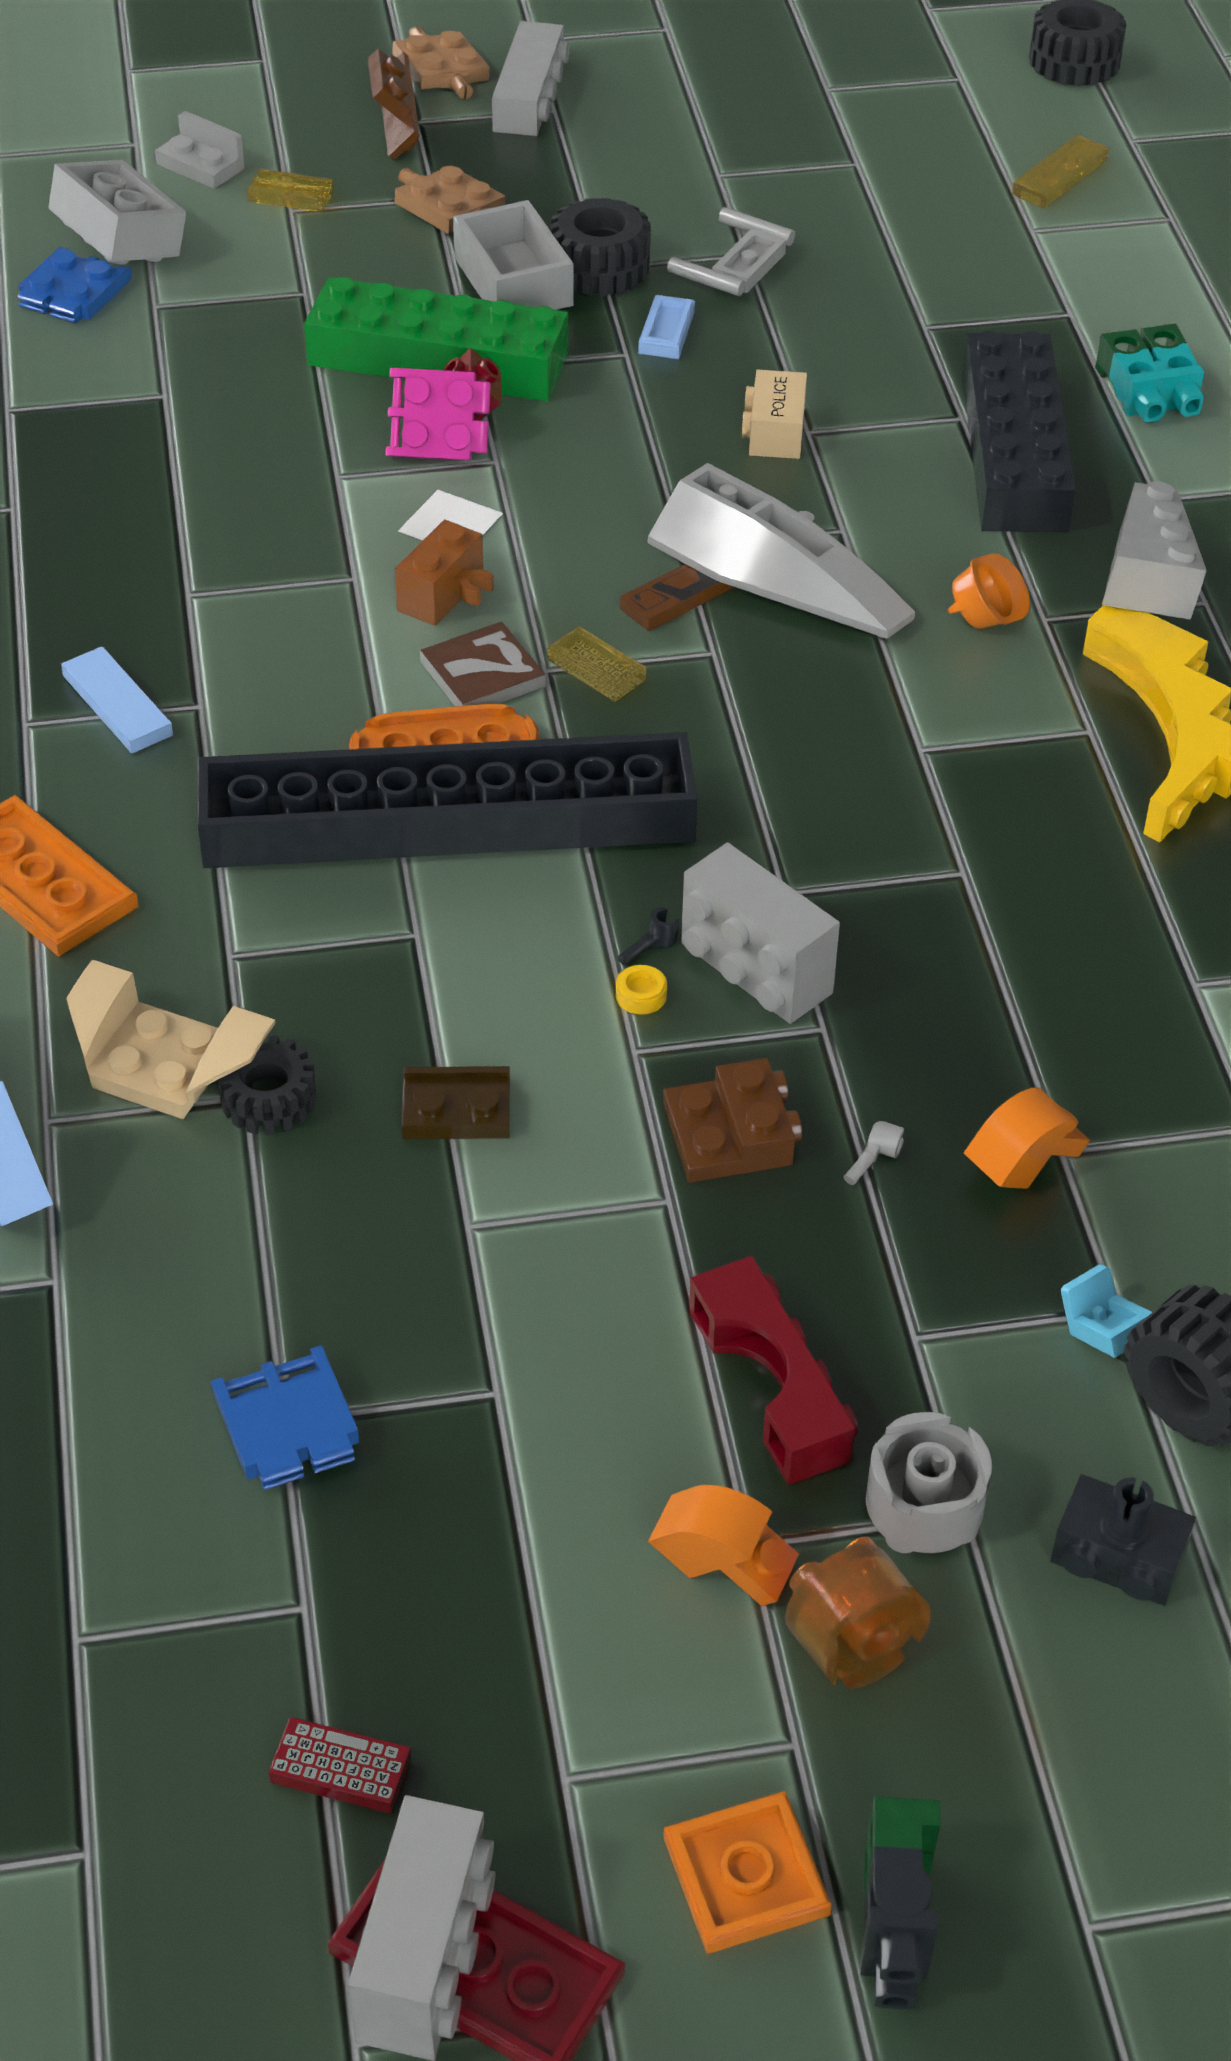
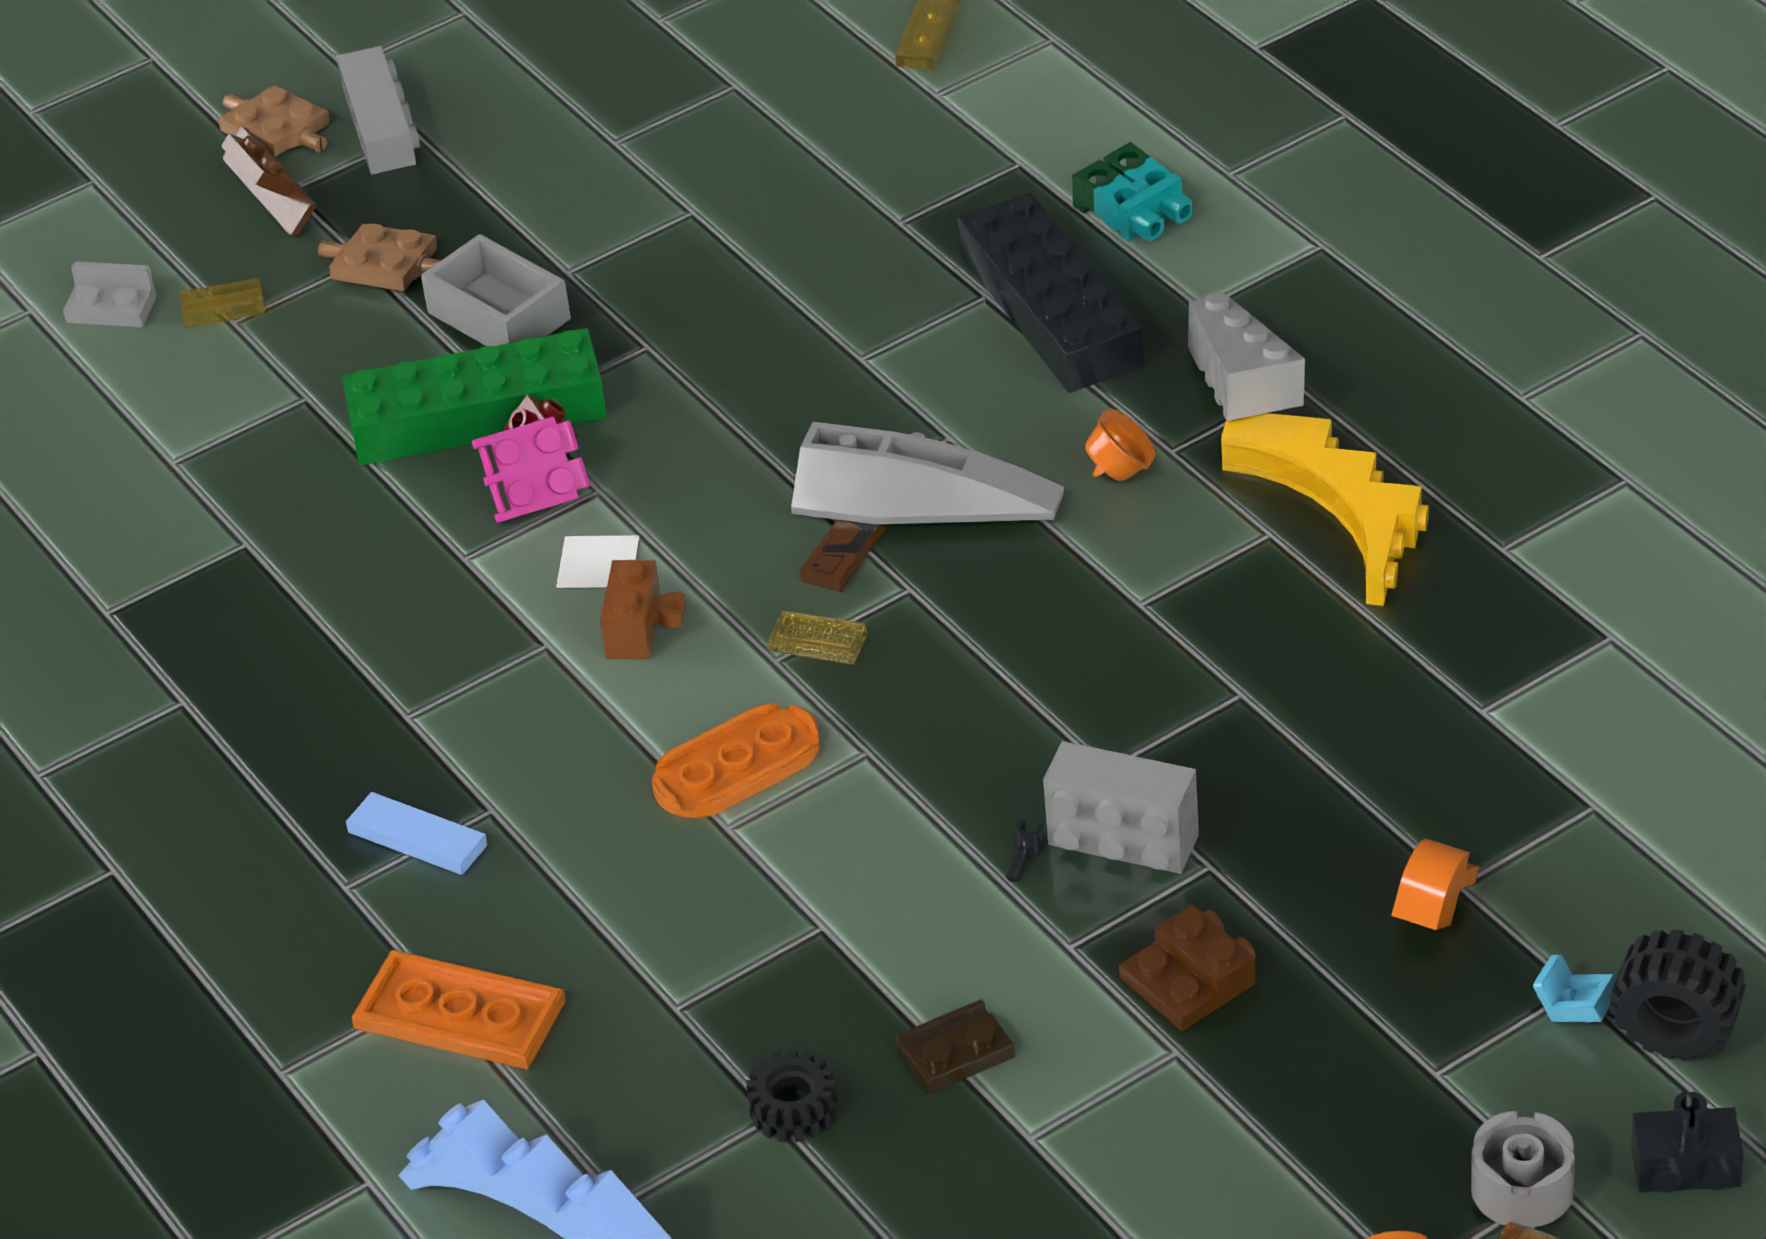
camera: 20 degrees left, 5 degrees down
(72, 285) = (79, 472): blue plate -> none
(117, 211) = (85, 384): light grey brick -> none
(153, 1052) = (682, 1110): tan piece -> none
(446, 799) = (779, 803): black brick -> none
(483, 667) = (722, 679): tile -> none
(605, 243) = (571, 244): black tyre -> none
(641, 989) = (1043, 895): yellow tile -> none
(666, 327) = (669, 307): light blue tile -> none
(744, 1316) = (1301, 1110): dark red arch -> none
(746, 260) = (703, 215): light grey plate -> none
(775, 414) = (828, 353): tan brick -> none
(883, 1139) = (1320, 932): light grey hand -> none

